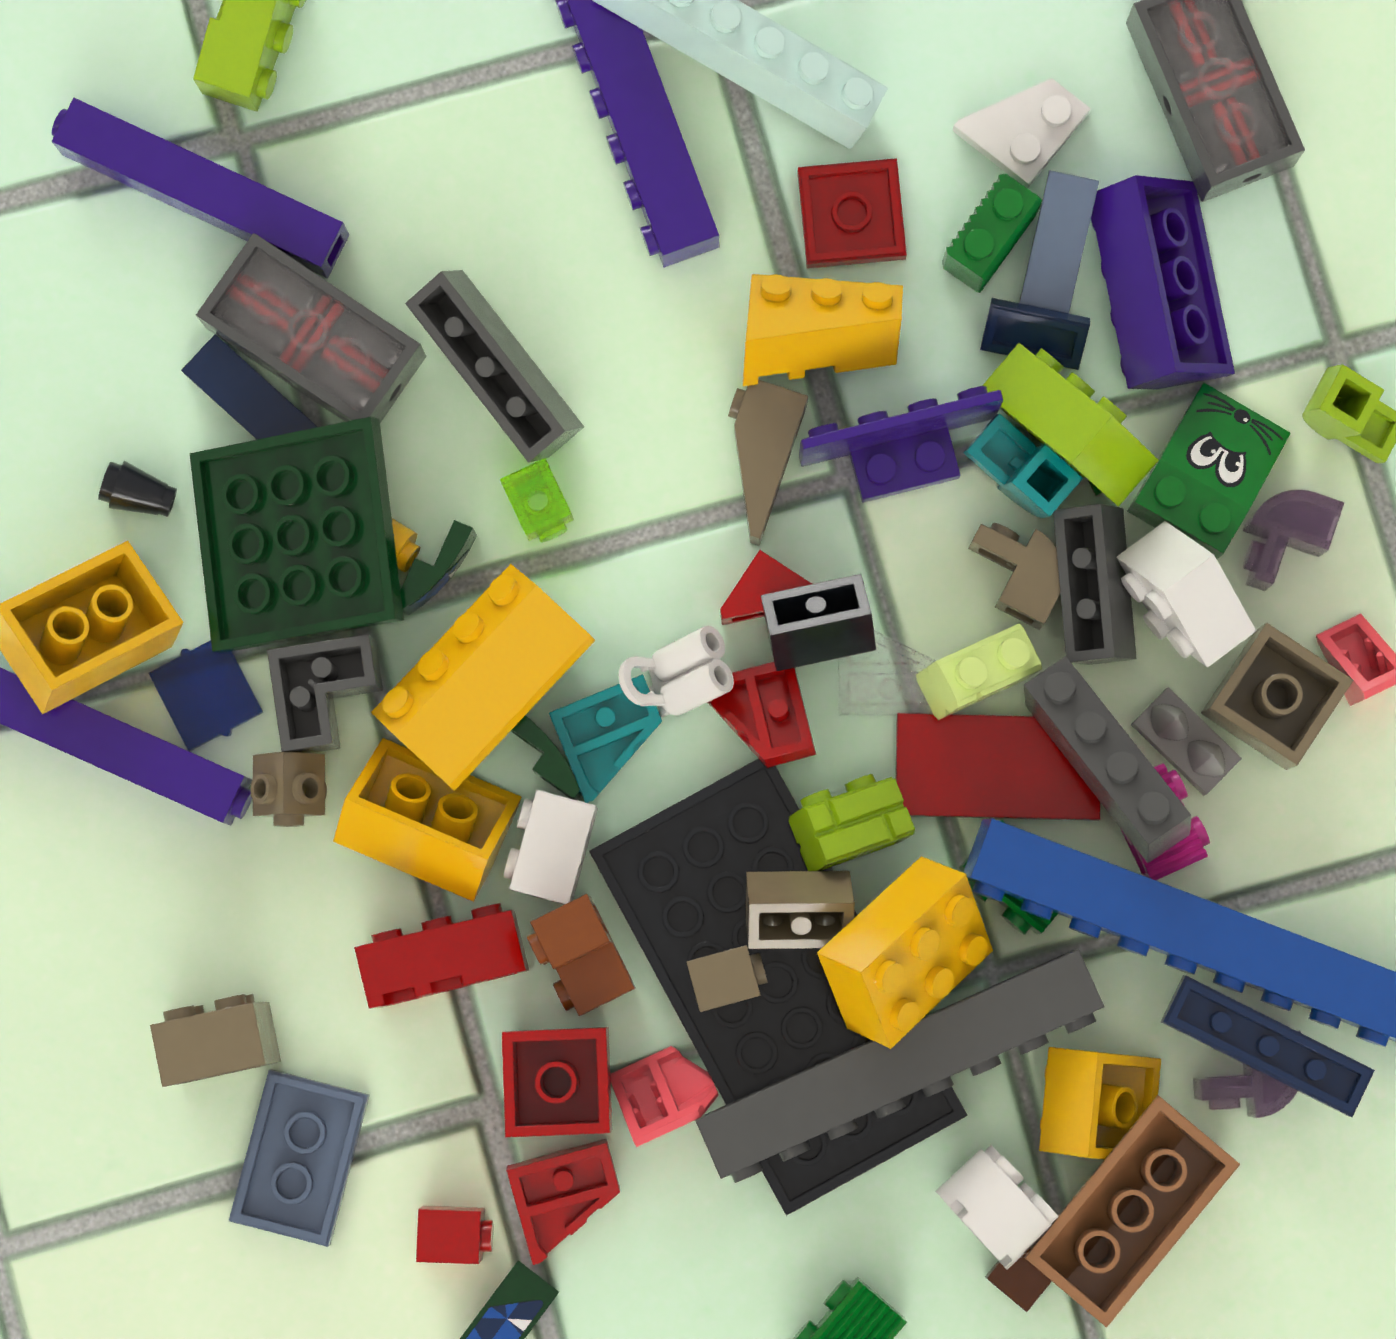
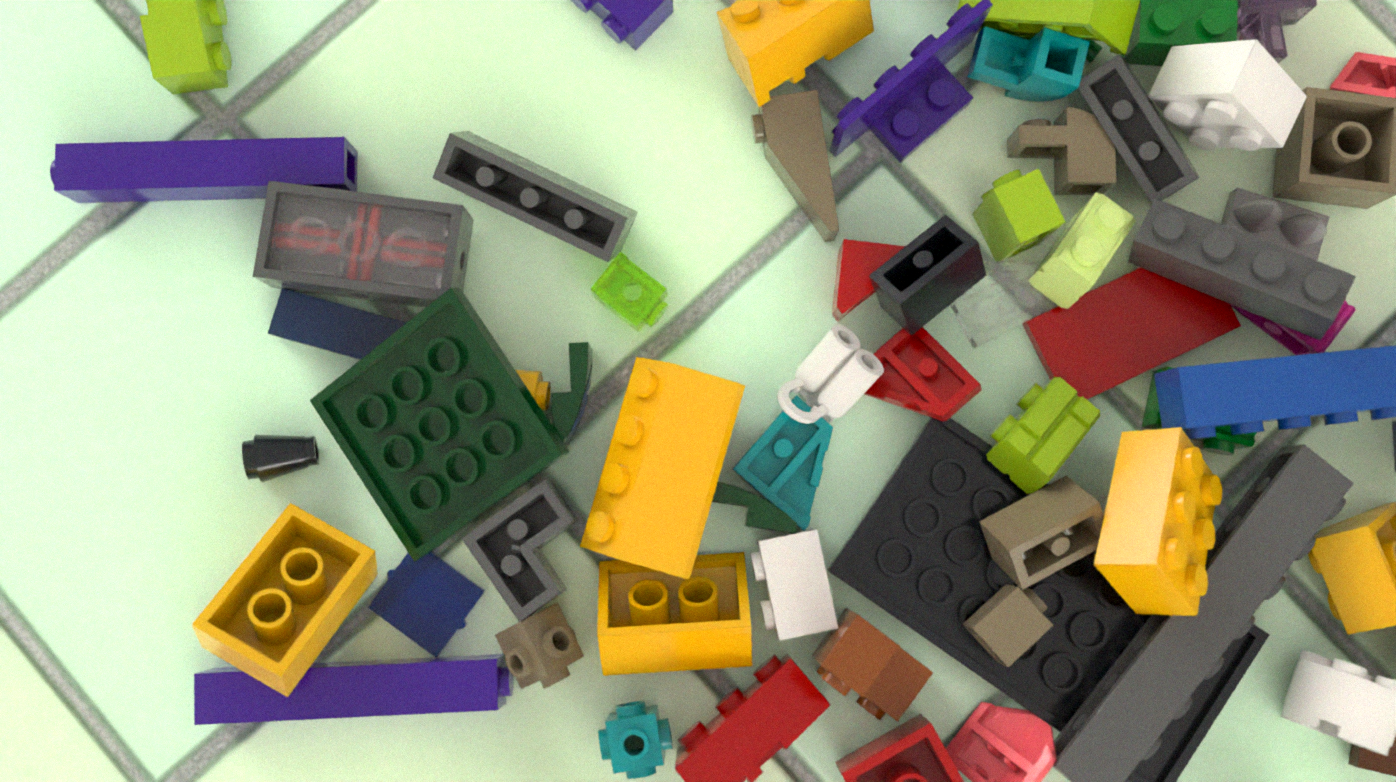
camera: 30 degrees left, 0 degrees up
(353, 914) = (639, 720): none -> teal brick
(933, 607) = (1017, 214): none -> lime brick

